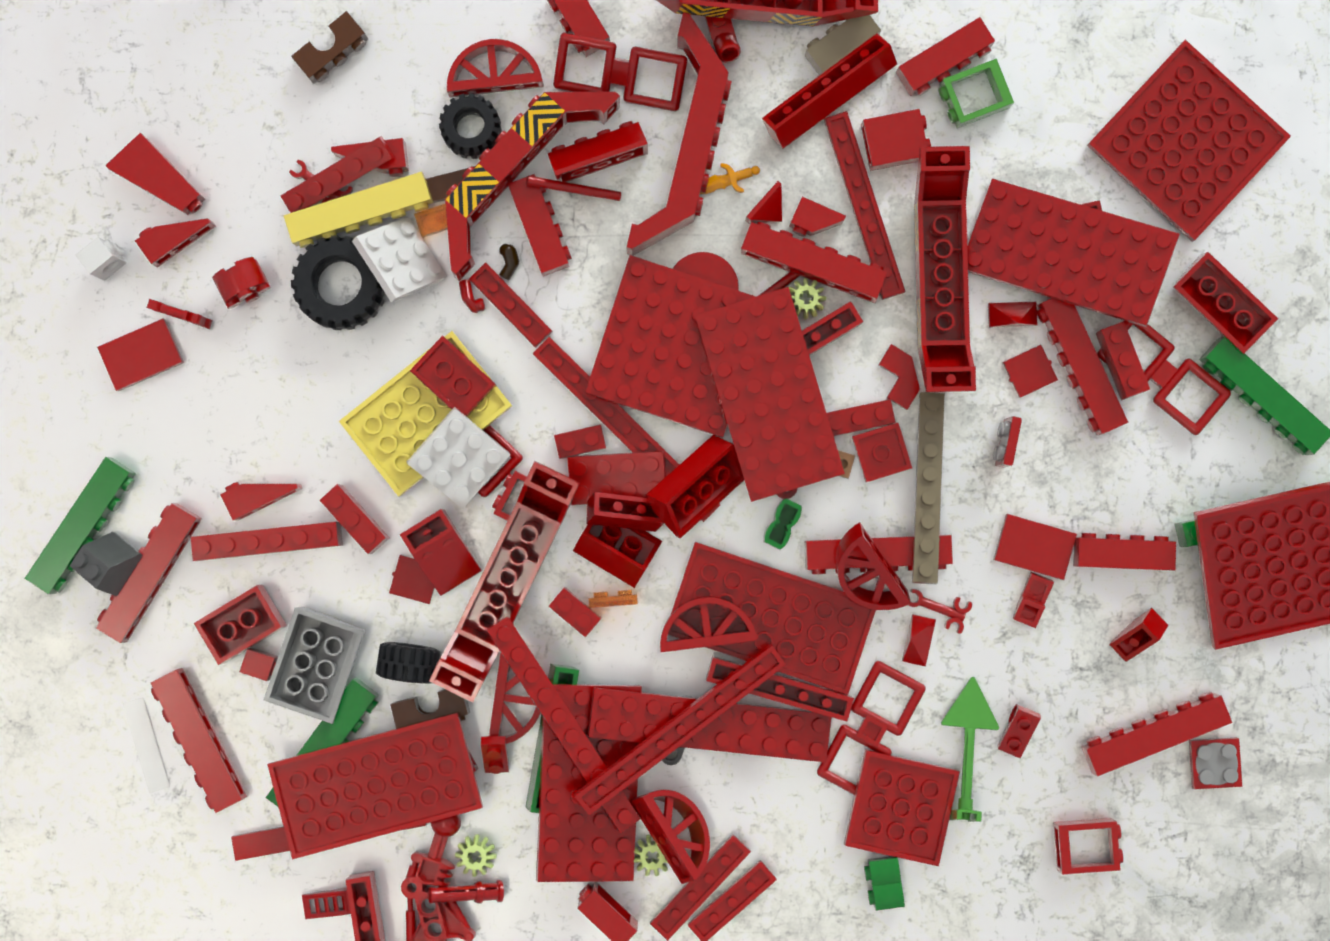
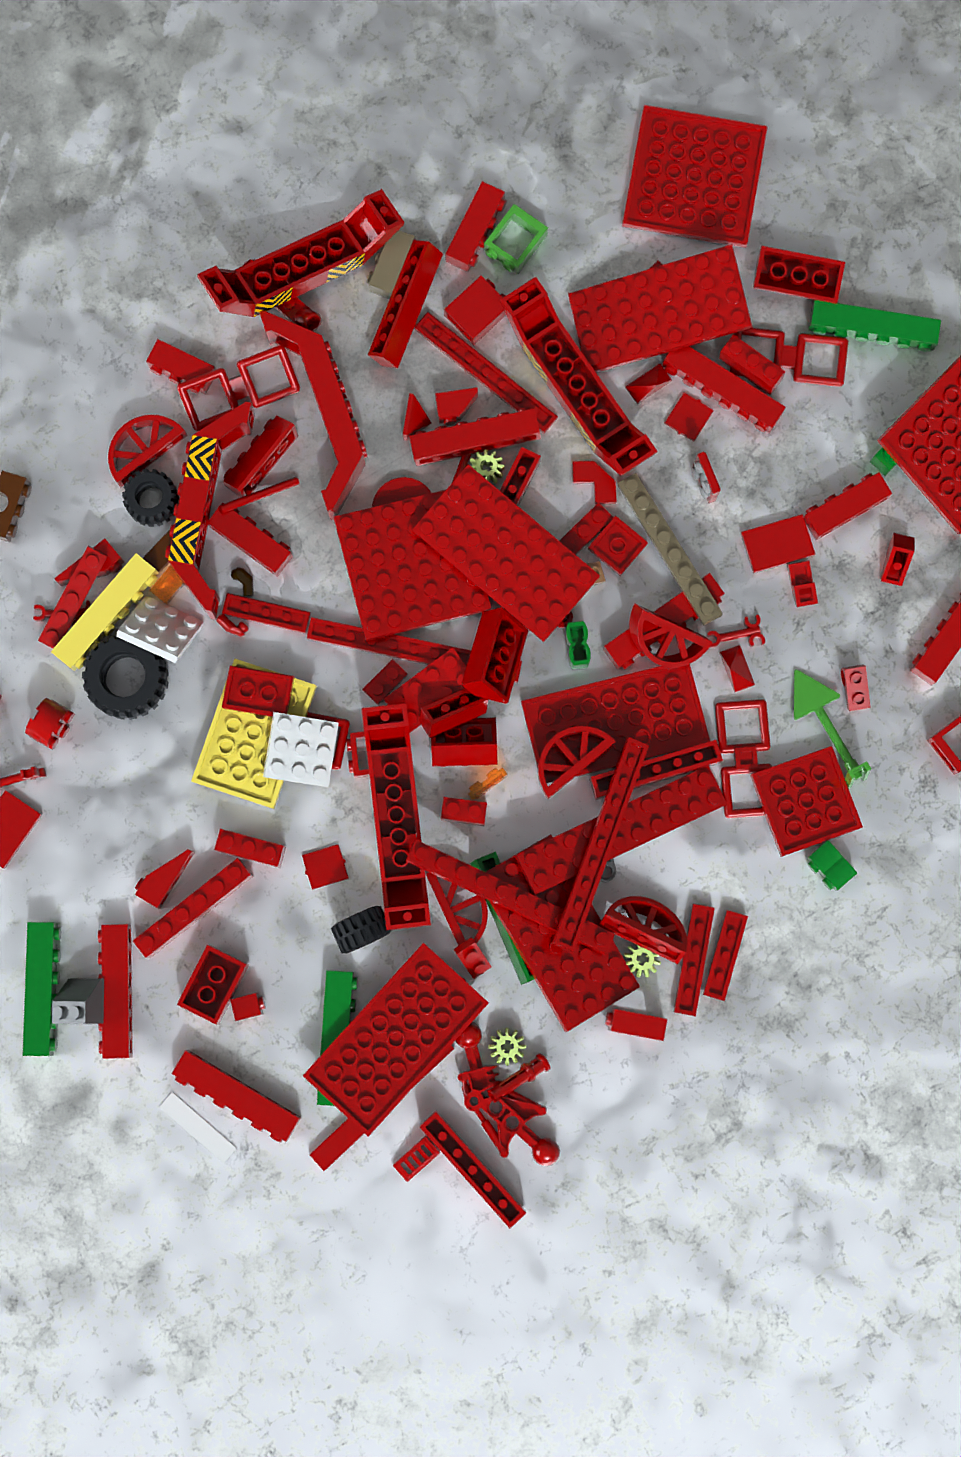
camera: 30 degrees left, 5 degrees down
(314, 664) = (290, 977): light grey slope -> none
(409, 712) = (412, 939): reddish brown arch -> none
(440, 552) = (332, 831): red slope -> none
(722, 181) = (373, 414): light orange piece -> none

